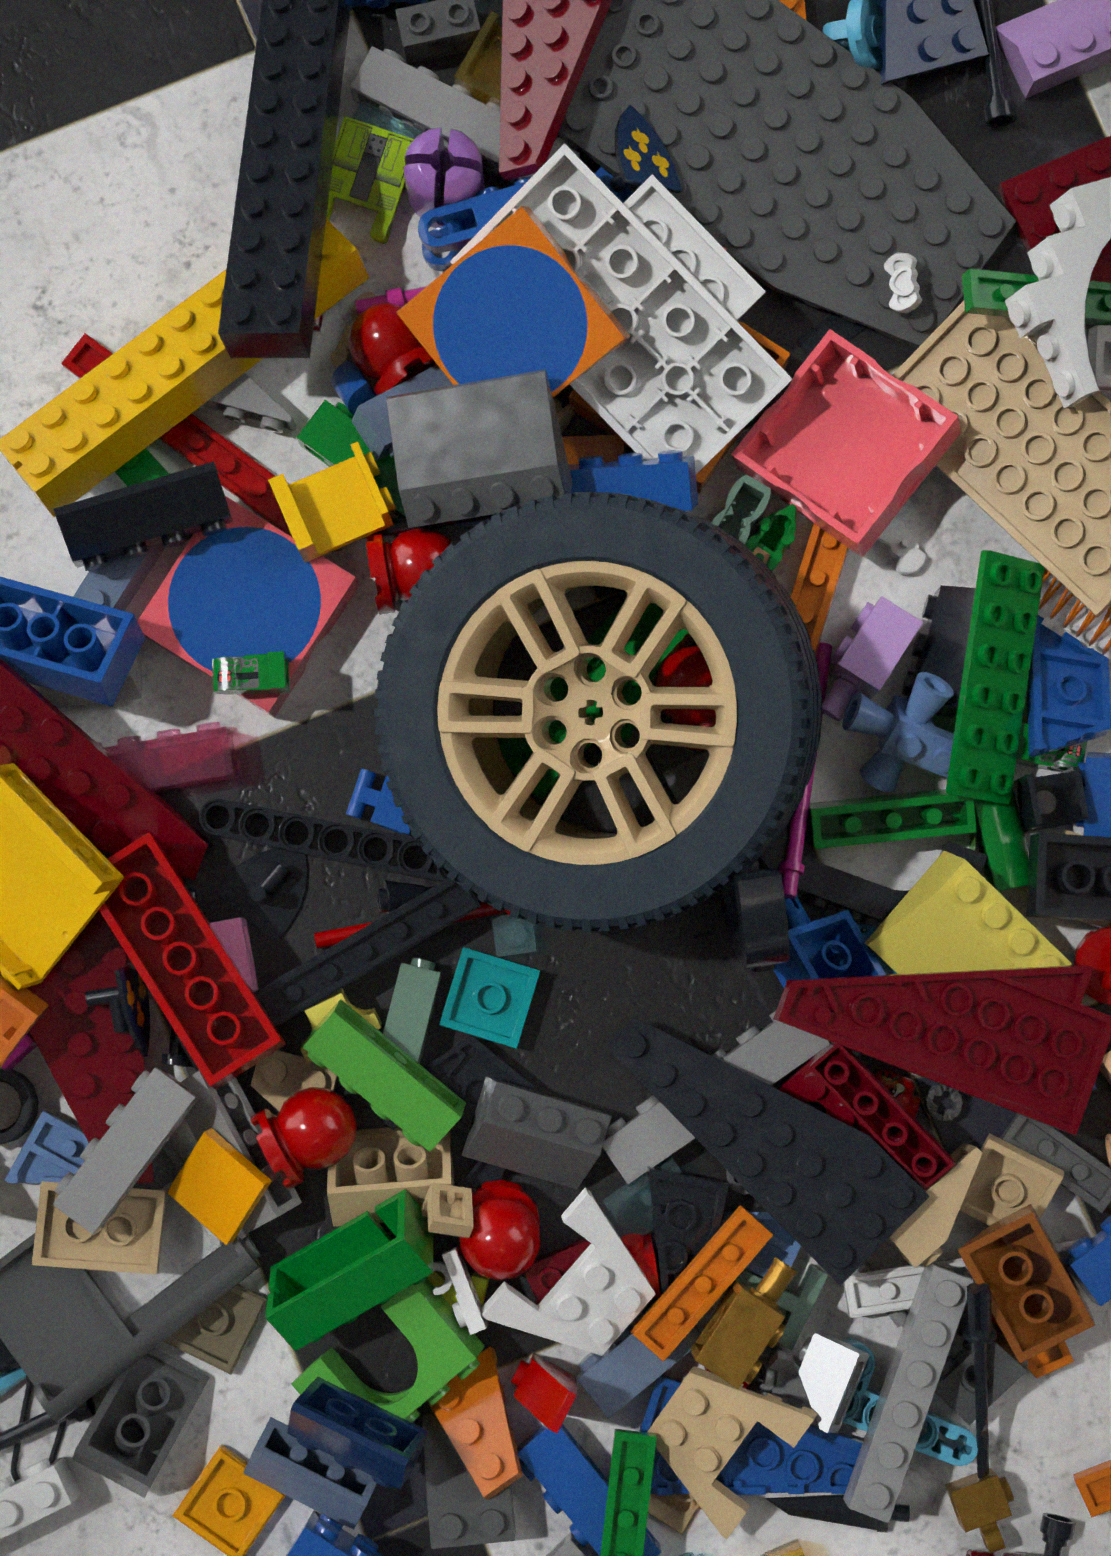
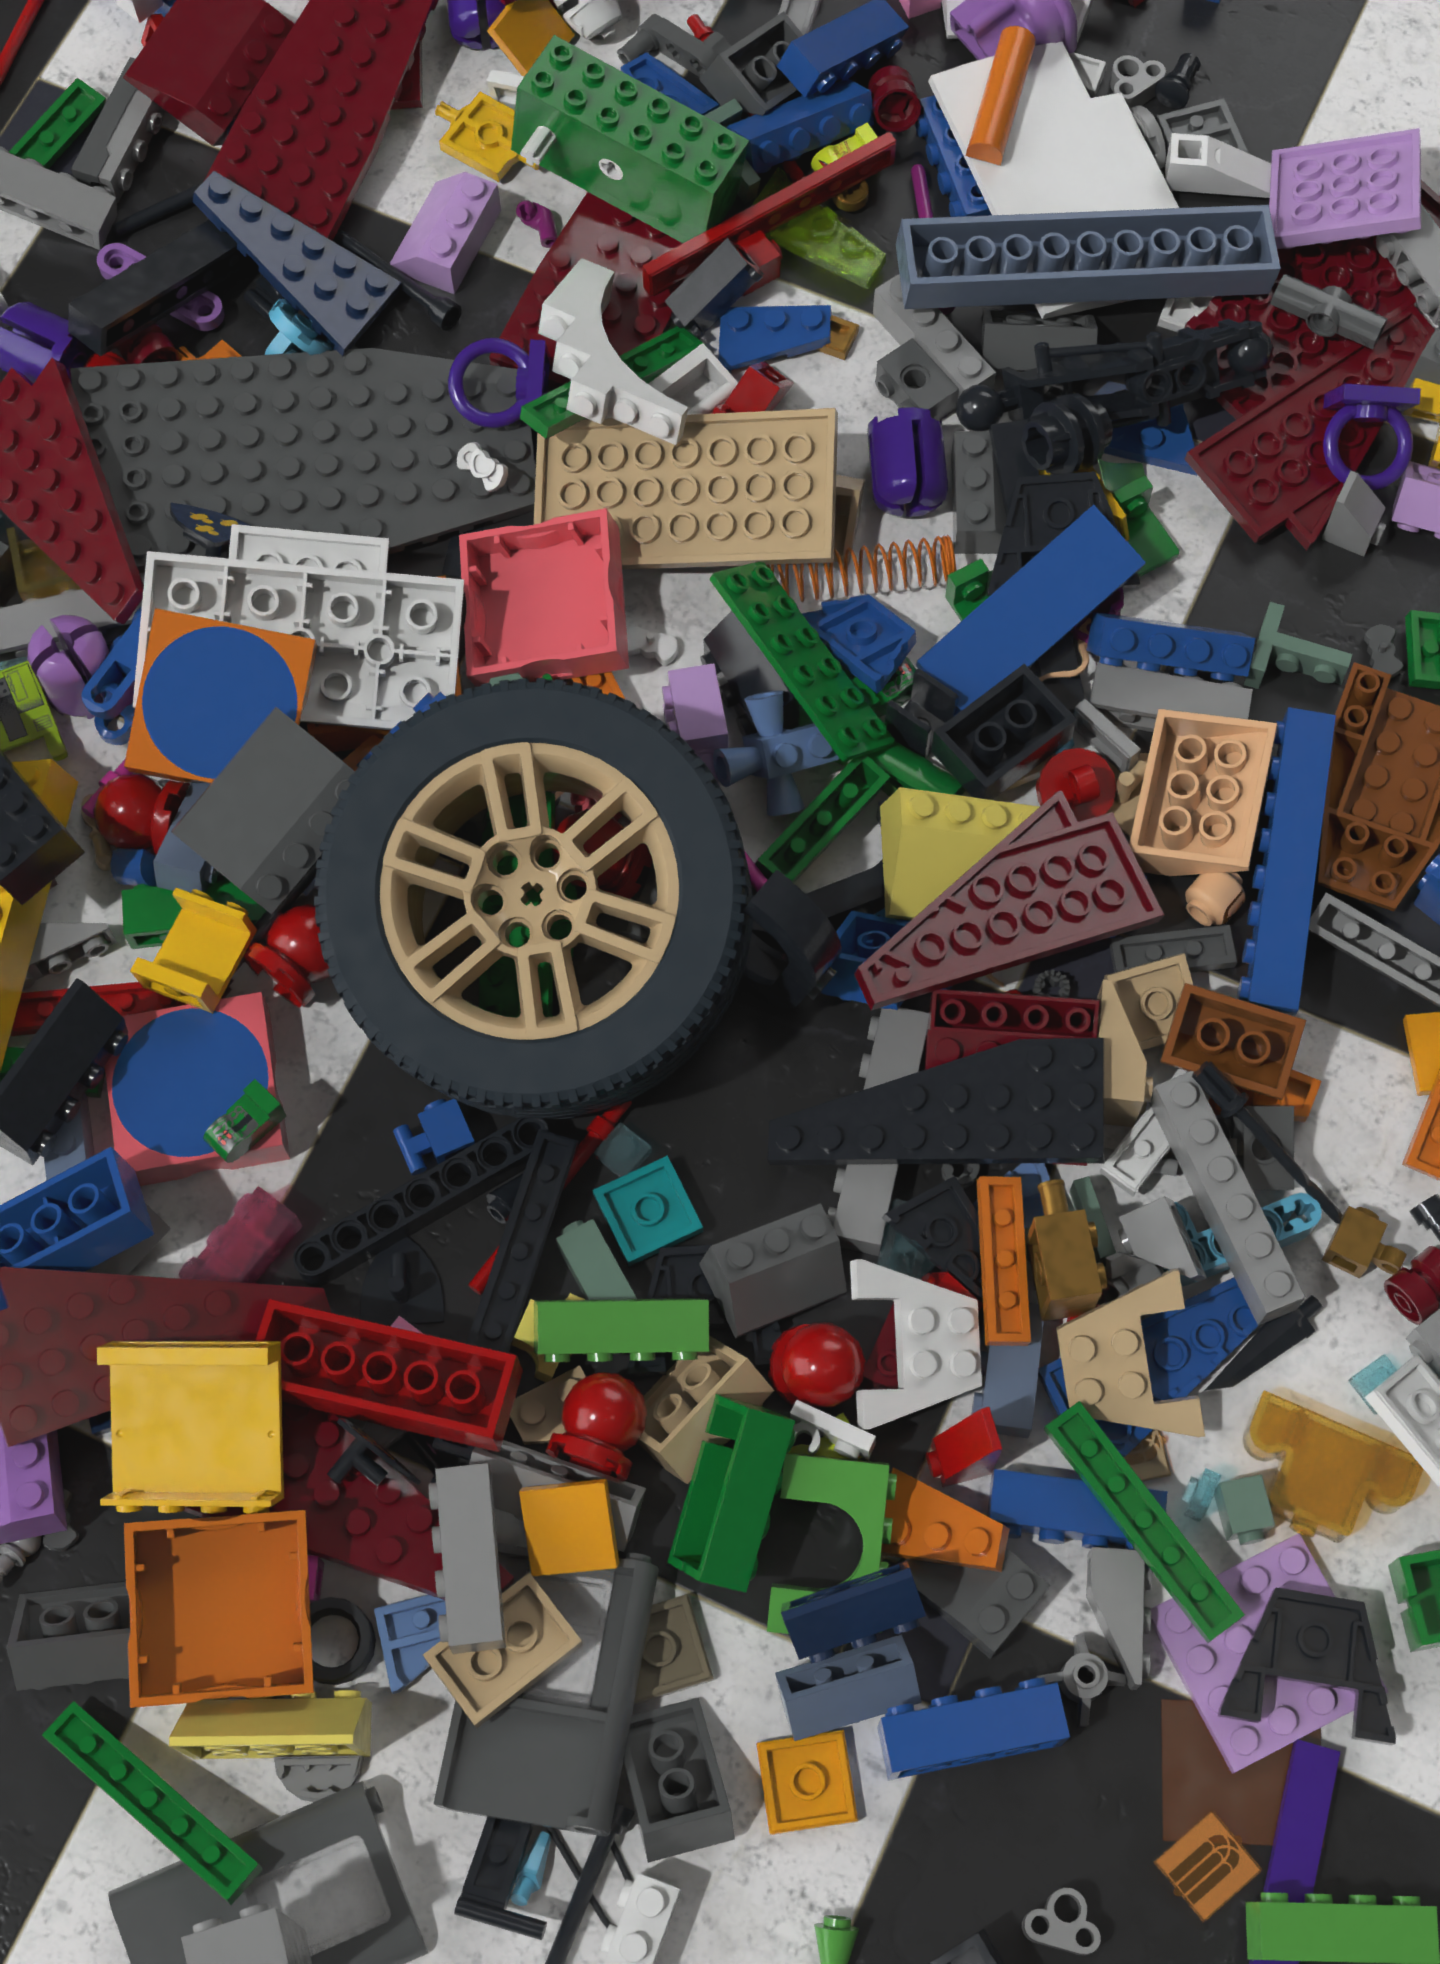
camera: 45 degrees left, 15 degrees down
(449, 1210) = (762, 1373): tan bracket -> none
(1004, 243) = (531, 379): none -> dark purple tile

